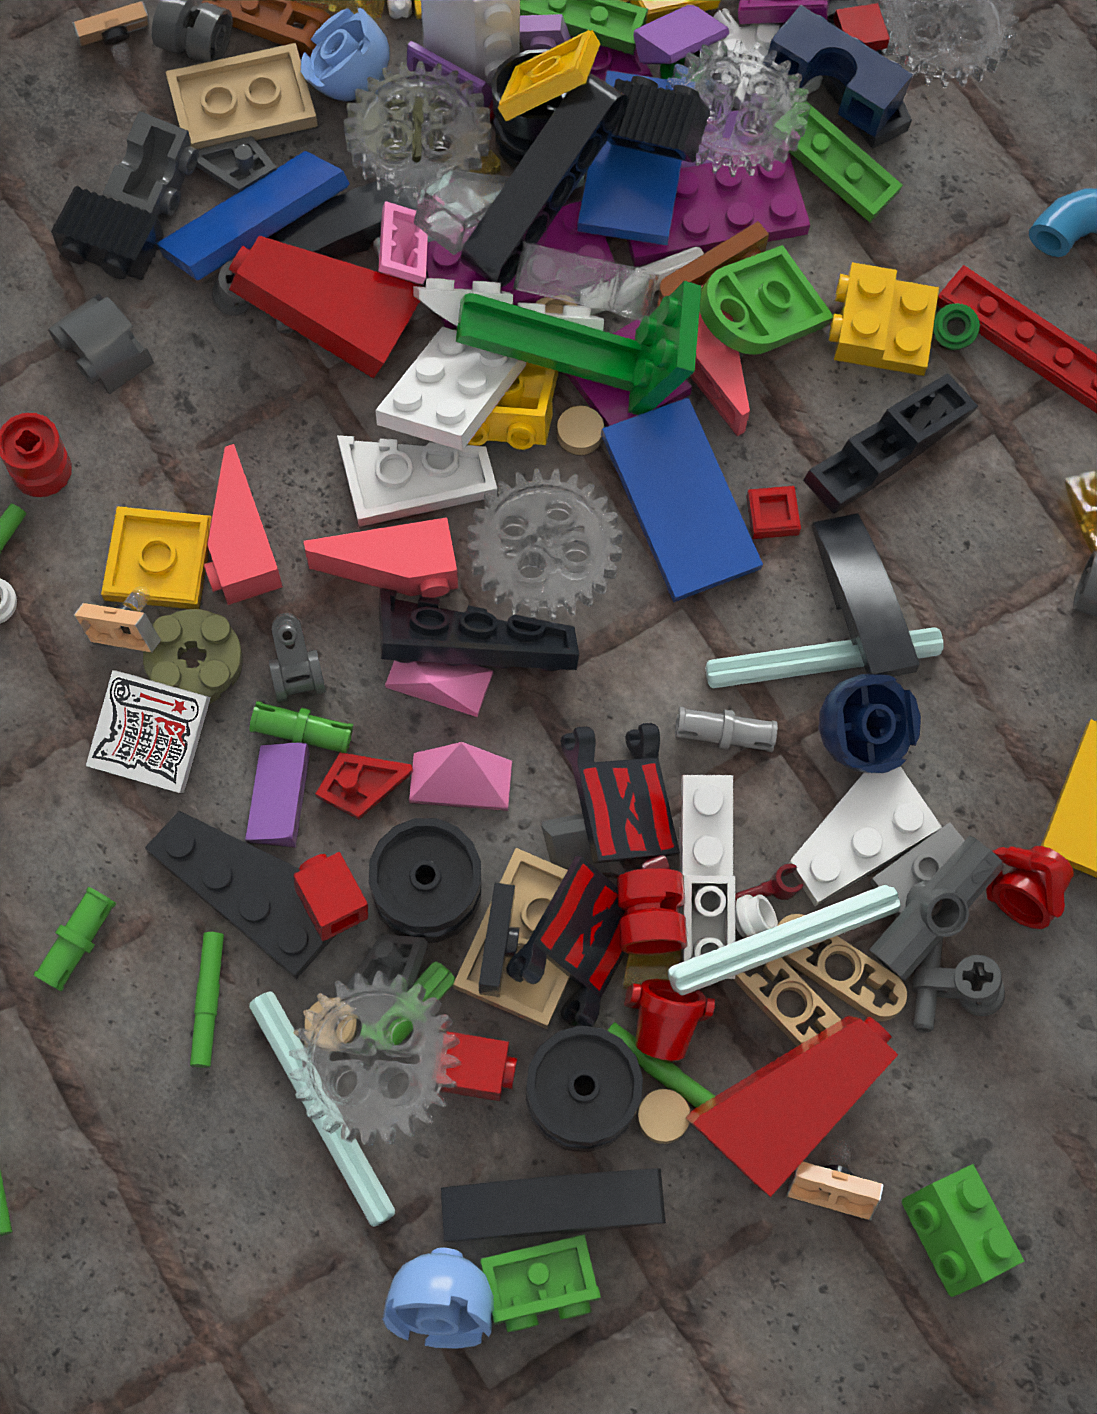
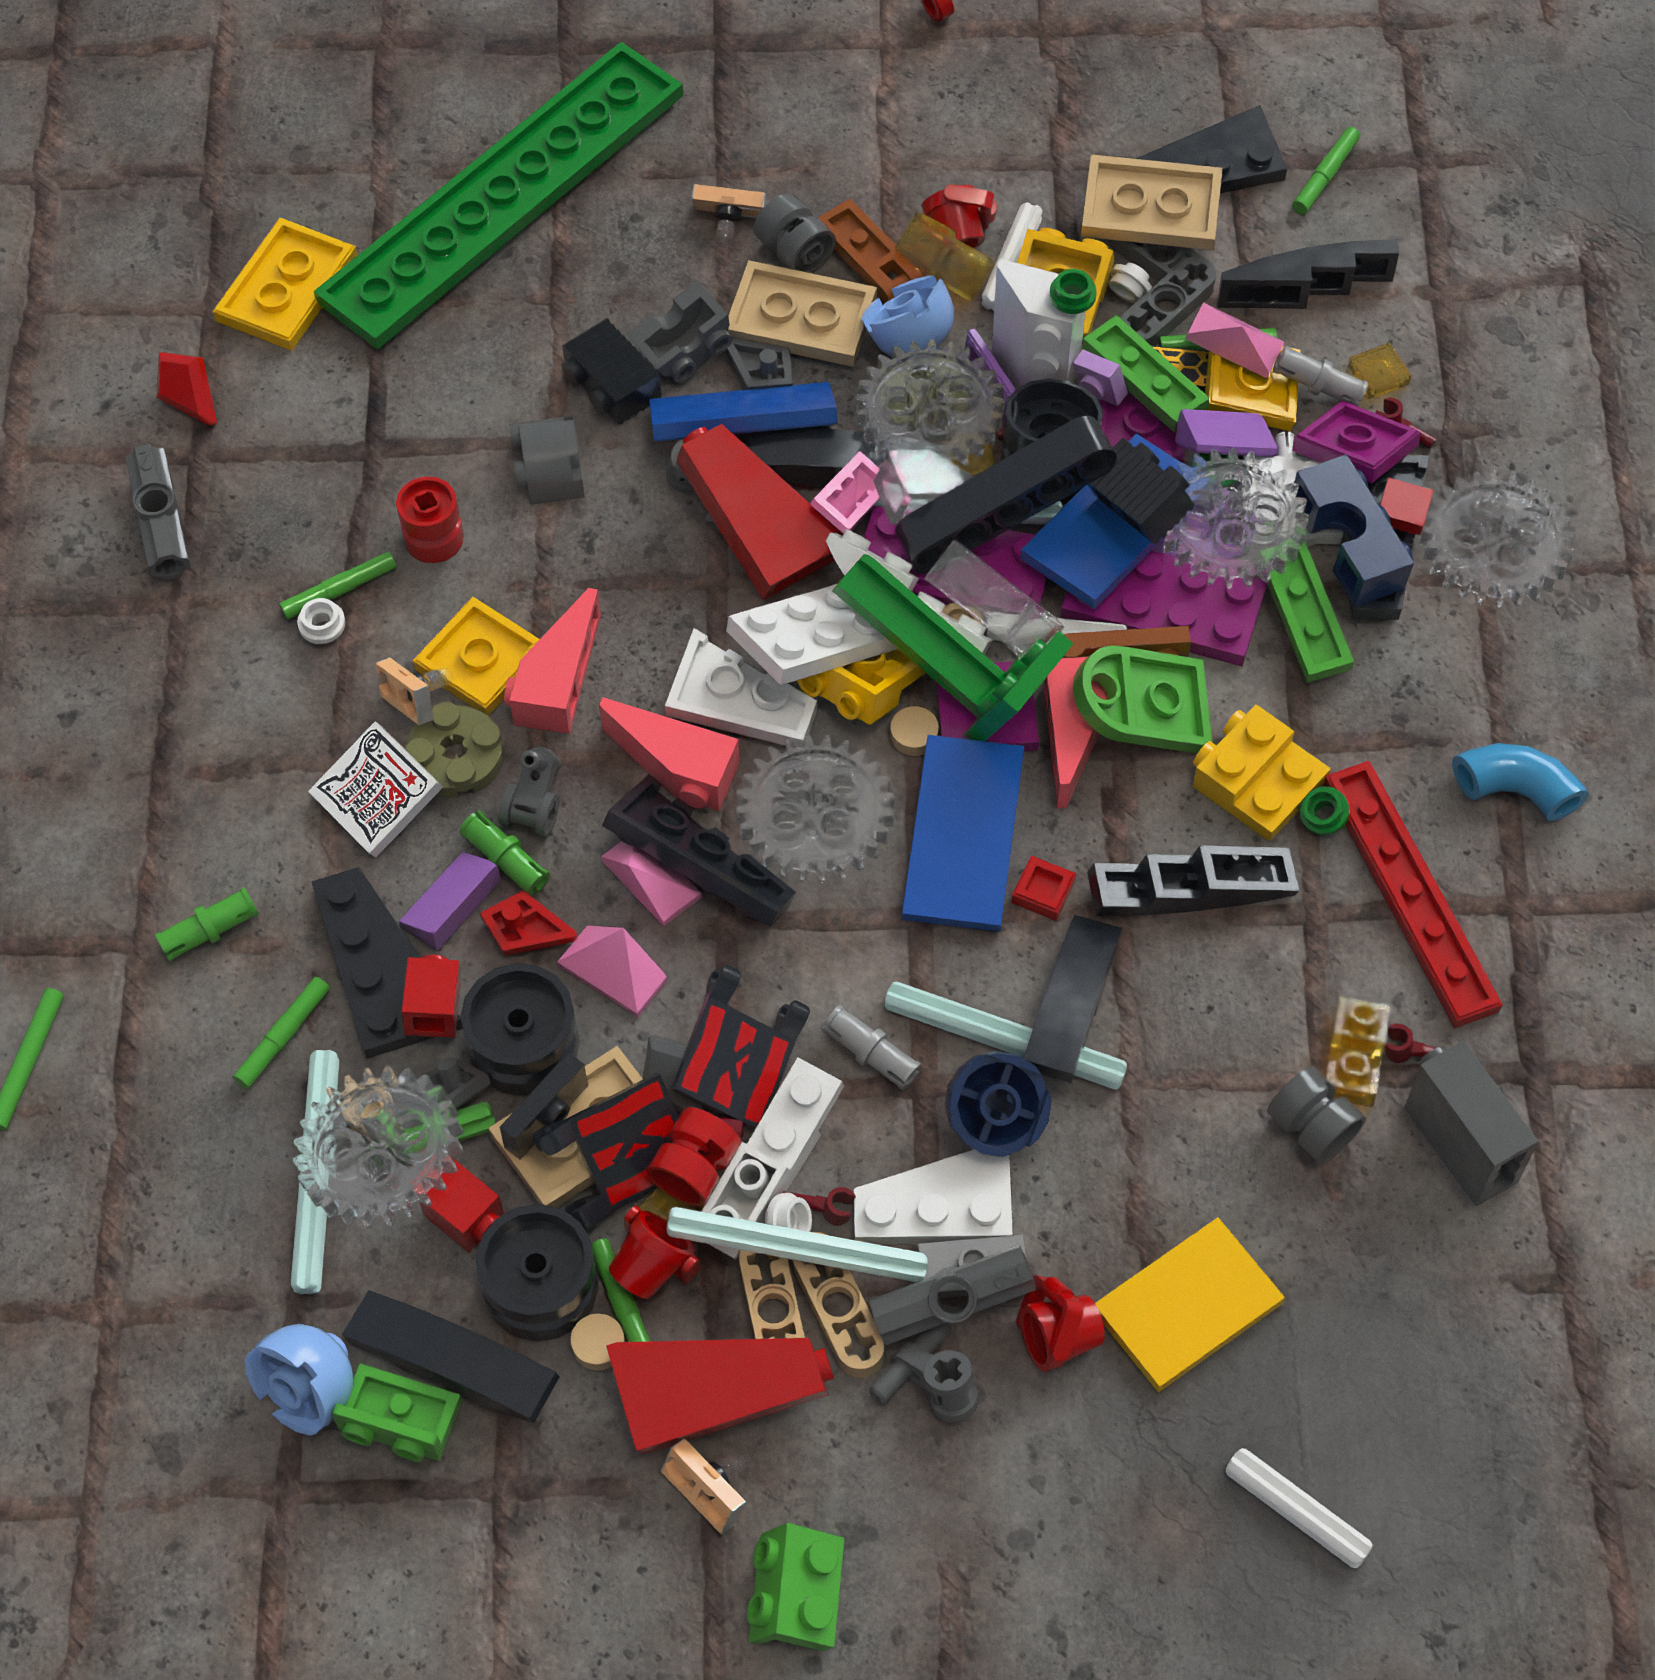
camera: 35 degrees right, 10 degrees down
(549, 75) = (1060, 405): yellow tile -> none

